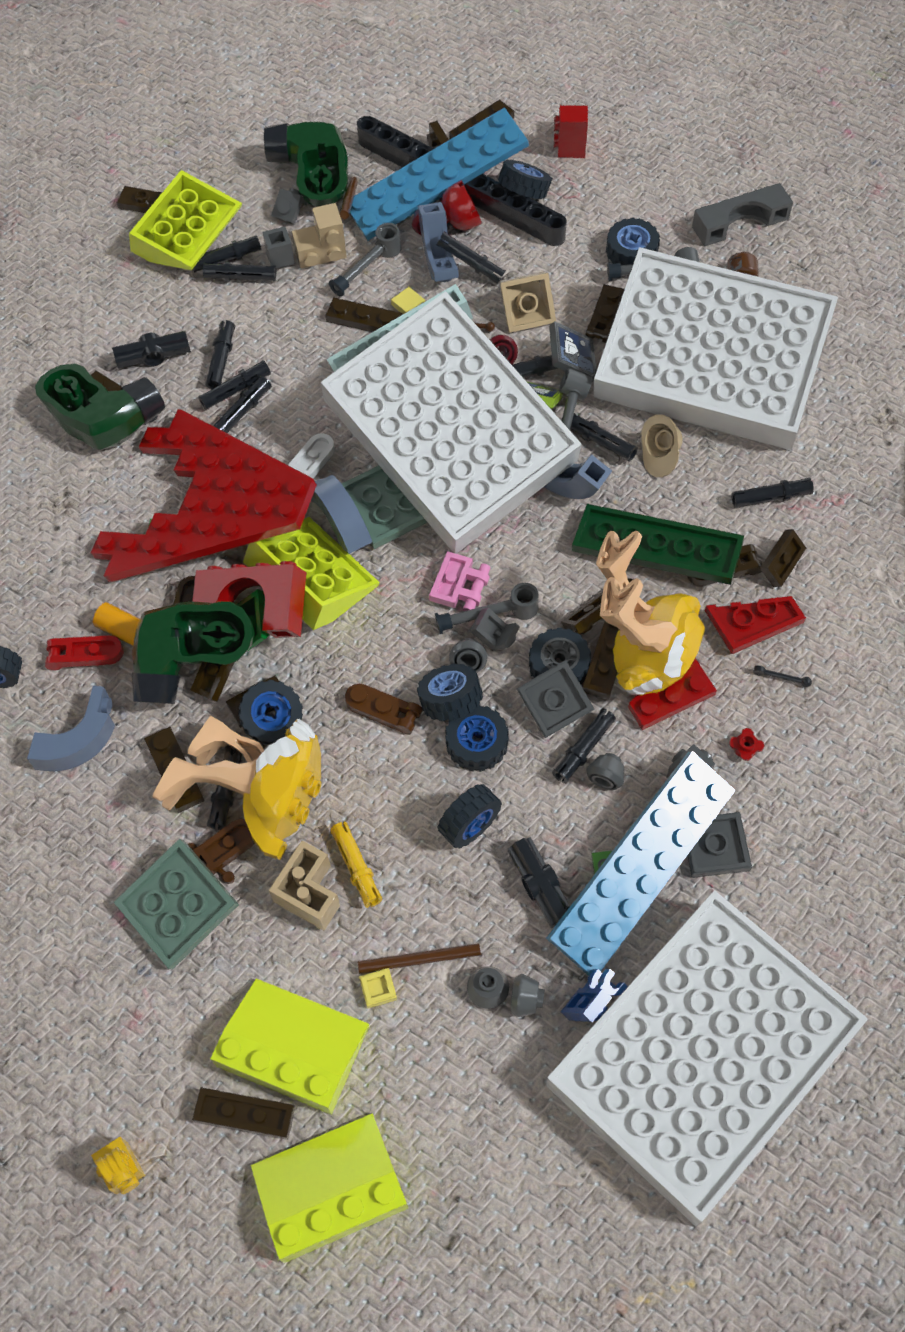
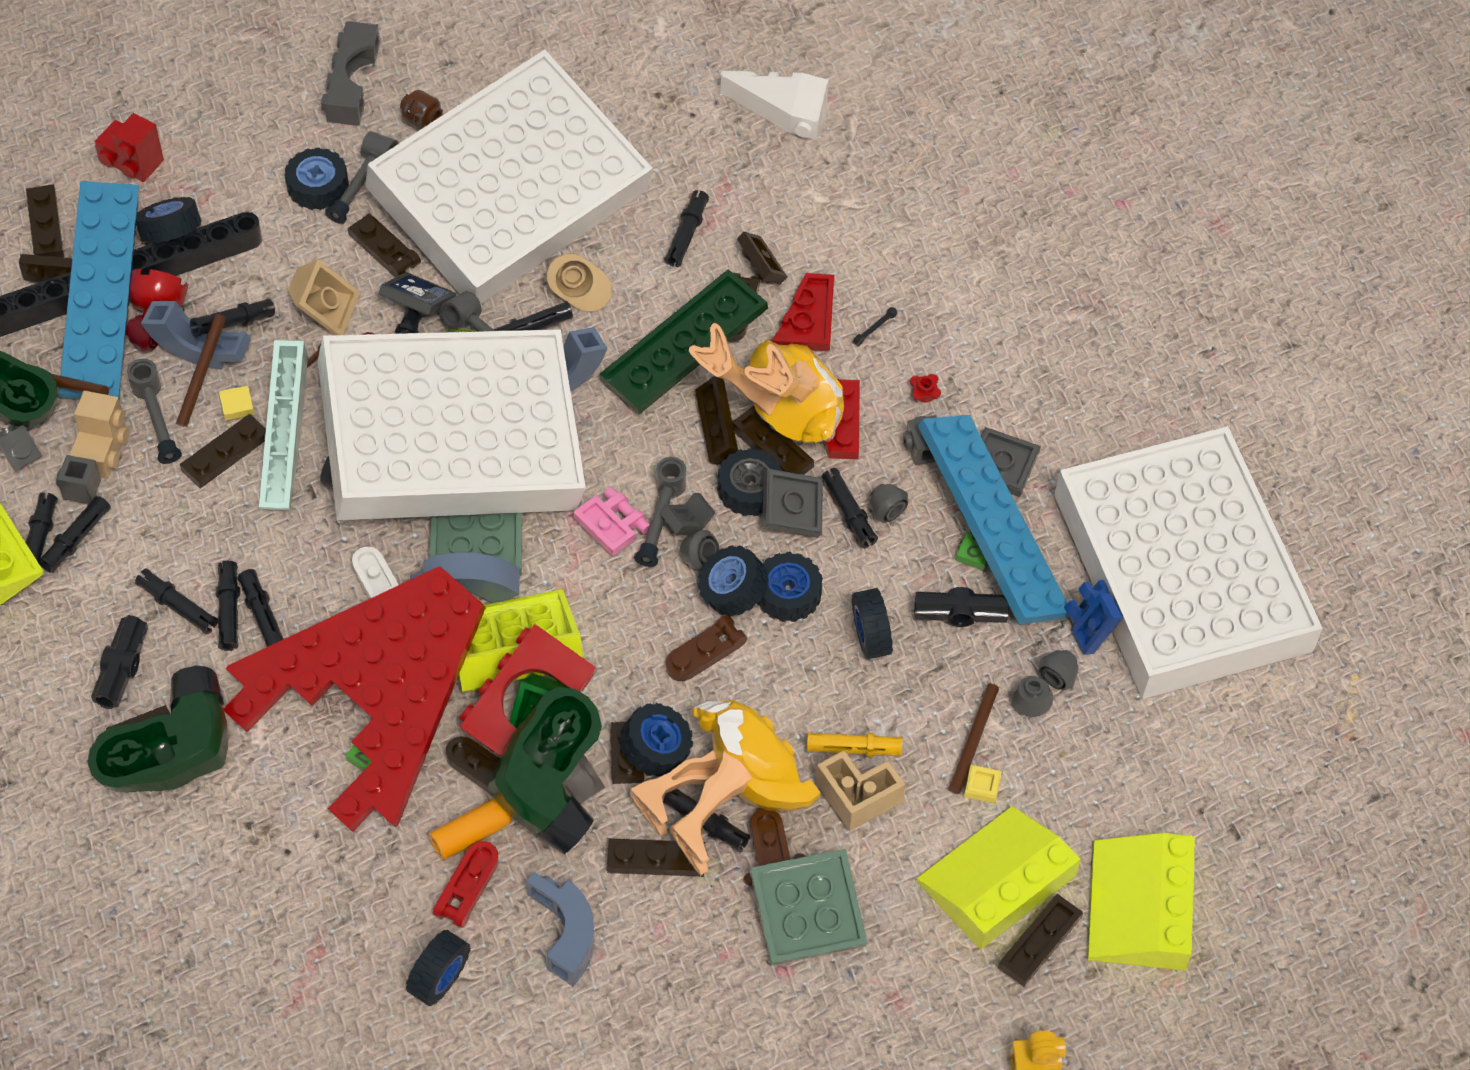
camera: 65 degrees left, 5 degrees down
(413, 264) = (201, 370): none -> reddish brown bar

